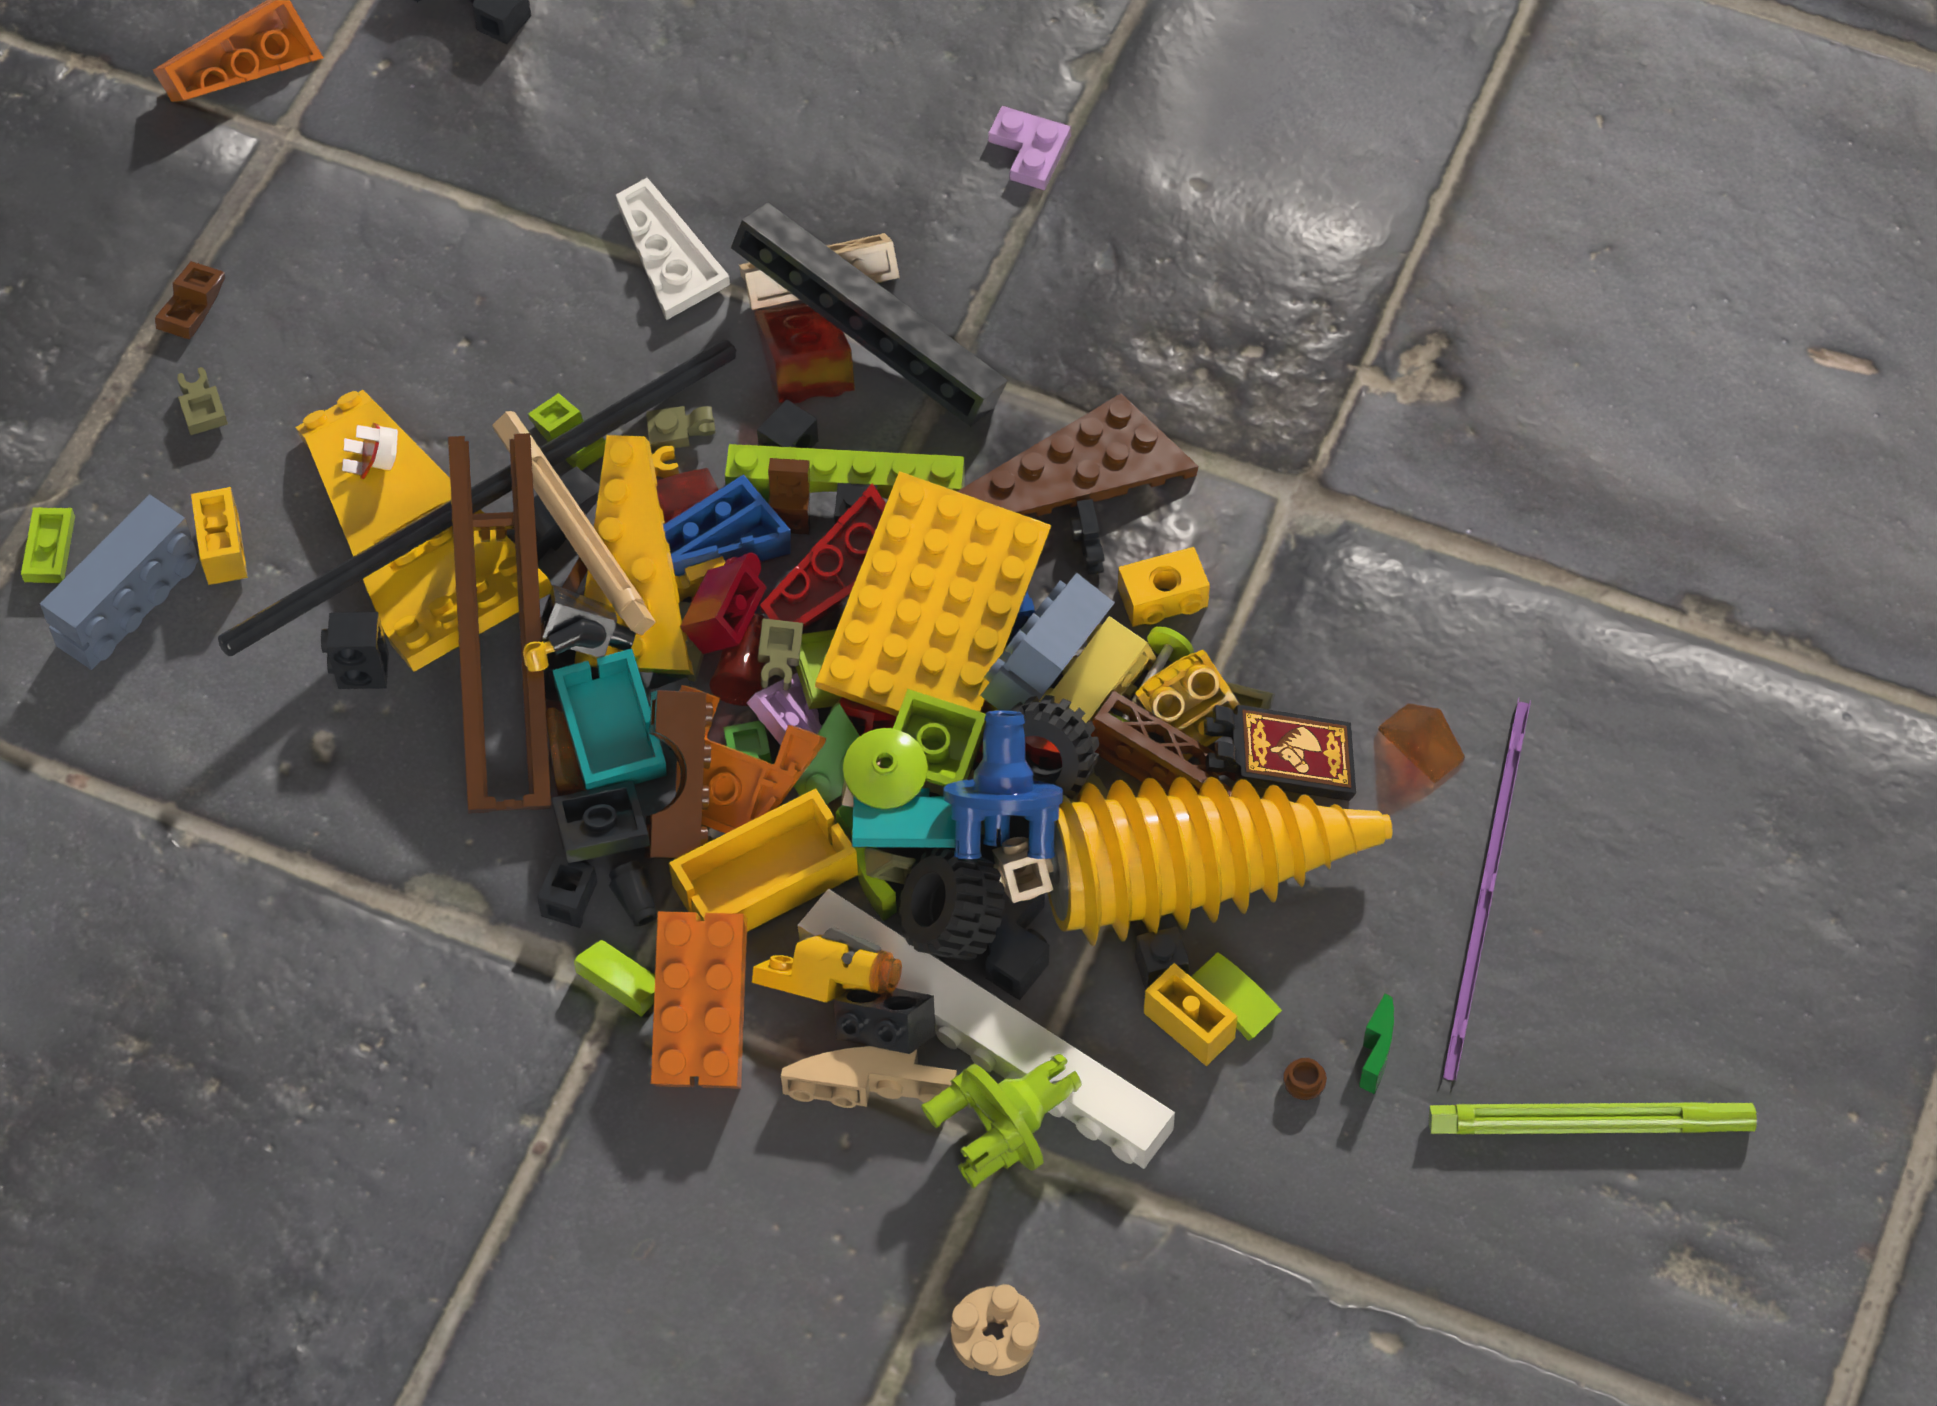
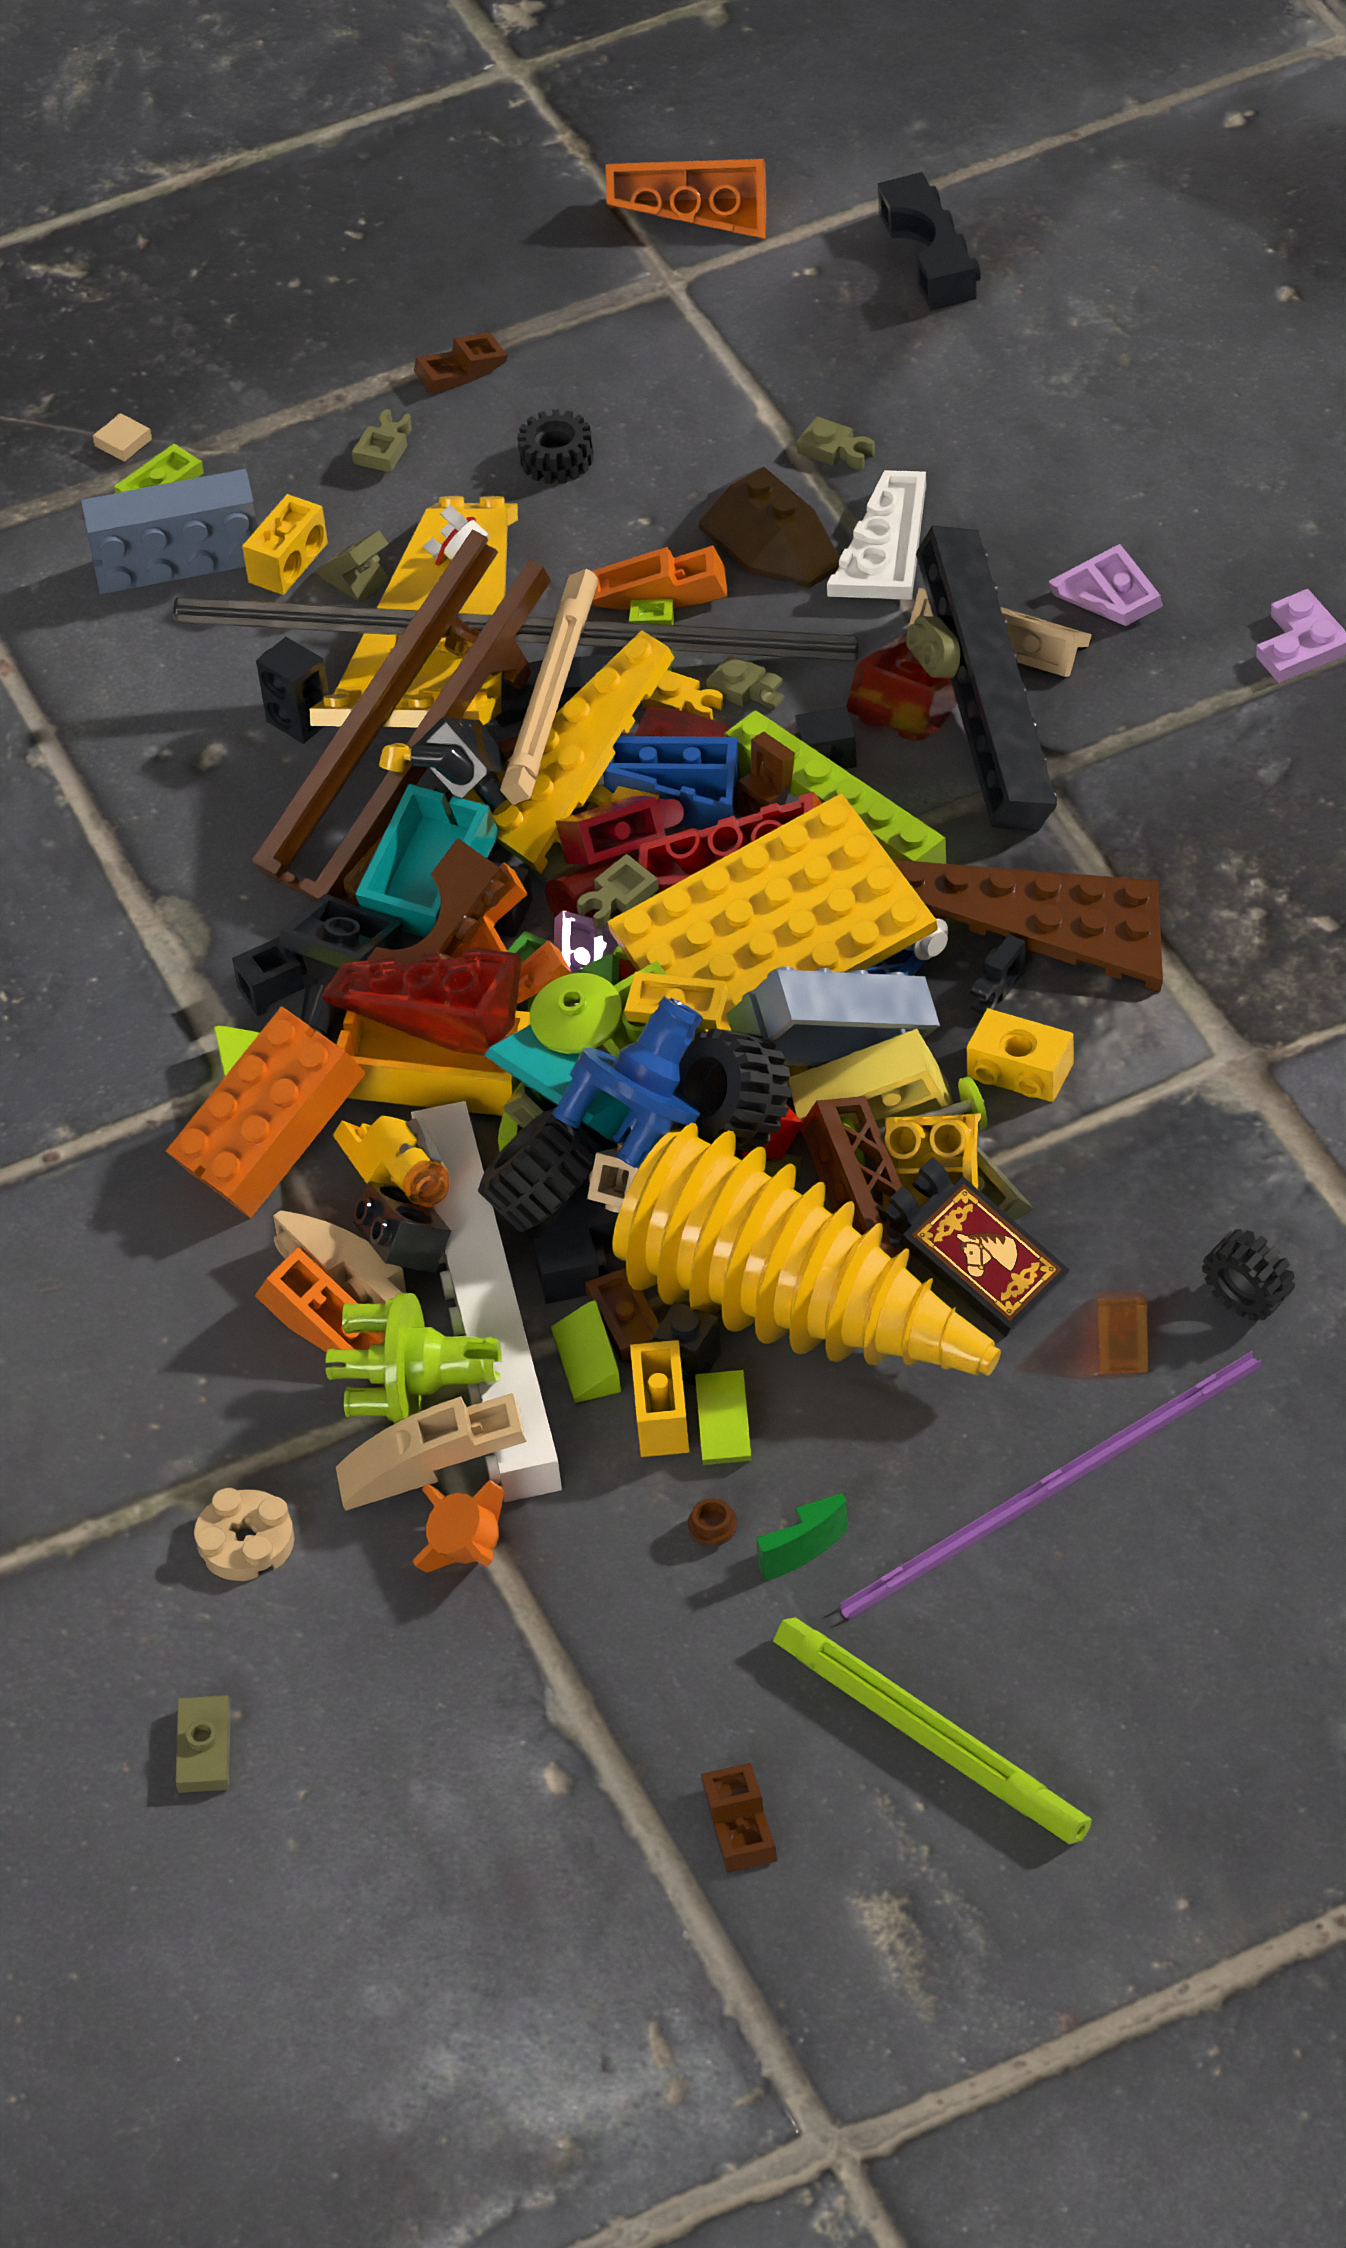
camera: 45 degrees right, 10 degrees down
(285, 517) = (357, 568): none -> olive slope
(341, 307) = (552, 431): none -> black tyre
(536, 381) = (658, 575): none -> orange slope
(543, 196) = (832, 441): none -> olive plate
(570, 292) = (769, 529): none -> dark brown wedge
(752, 823) = (448, 1002): none -> clear red wedge
(807, 309) = (934, 646): none -> olive plate
(865, 188) = (1109, 587): none -> lavender wing
(881, 1123) = (311, 1304): none -> orange slope
(959, 710) = (702, 995): none -> yellow plate
(1077, 1170) = (432, 1439): none -> tan slope
(1092, 968) = (623, 1311): none -> reddish brown plate
(1094, 1016) = (586, 1354): none -> lime slope
(1154, 1211) = (461, 1527): none -> orange piece
(1478, 645) = (1248, 1274): none -> black tyre
(1534, 1277) = (739, 1817): none -> reddish brown slope

